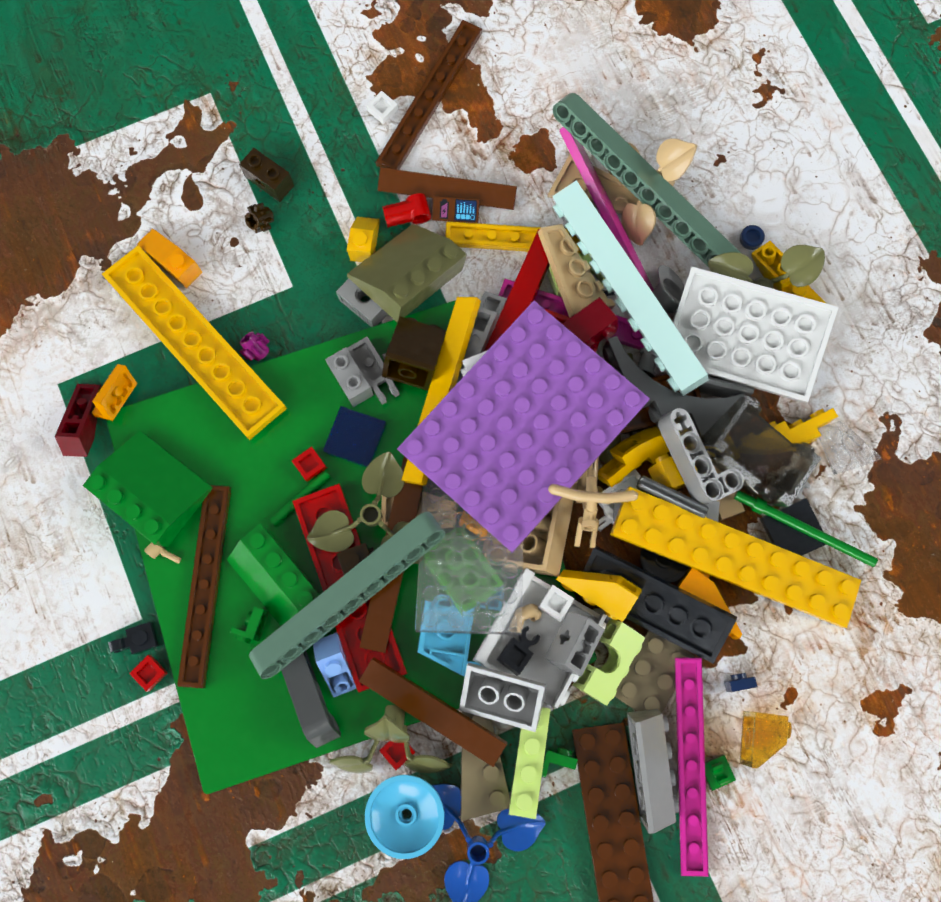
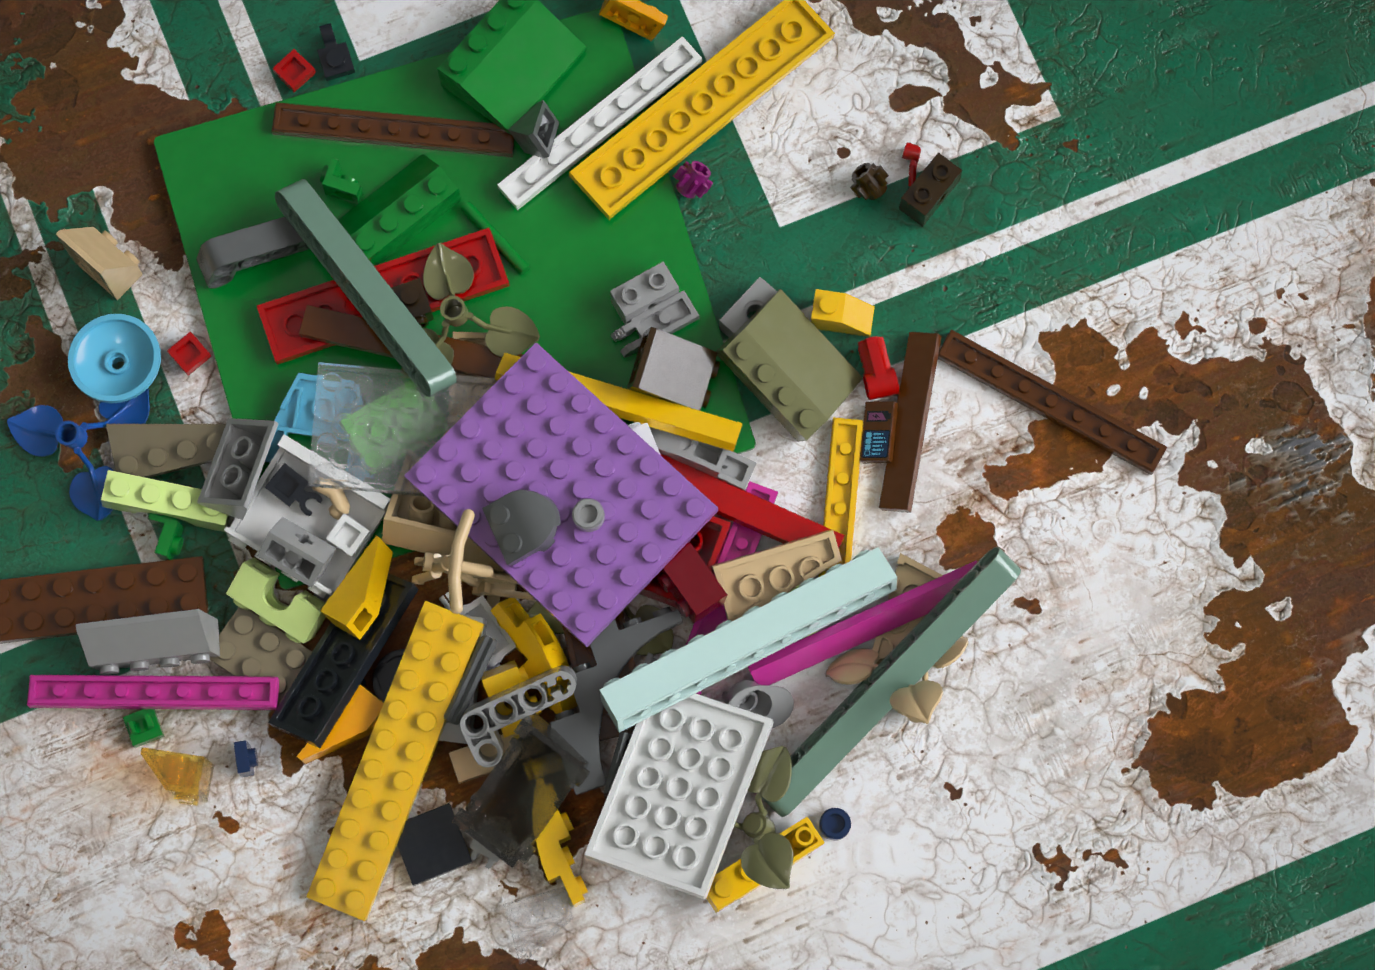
camera: 85 degrees right, 0 degrees up
(154, 550) = (432, 69): tan hand -> none
(170, 257) = (818, 72): light orange slope -> none
(206, 418) = (600, 122): none -> white plate
(212, 466) = (536, 130): none -> dark grey slope
(237, 189) = (912, 153): none -> red hand
(309, 464) = (536, 247): red plate -> none
(314, 834) = (101, 258): none -> tan slope
(333, 664) = (290, 276): light blue slope -> none
(354, 437) = (570, 302): clear blue tile -> none
(382, 107) = (1031, 338): white plate -> none
(390, 728) = (214, 342): olive plant -> none
(433, 712) = (228, 388): reddish brown tile -> none
(545, 397) = (588, 515): none -> light grey tile
(555, 448) = (522, 524): none -> dark grey slope
(760, 506) = (461, 799): green bar -> none

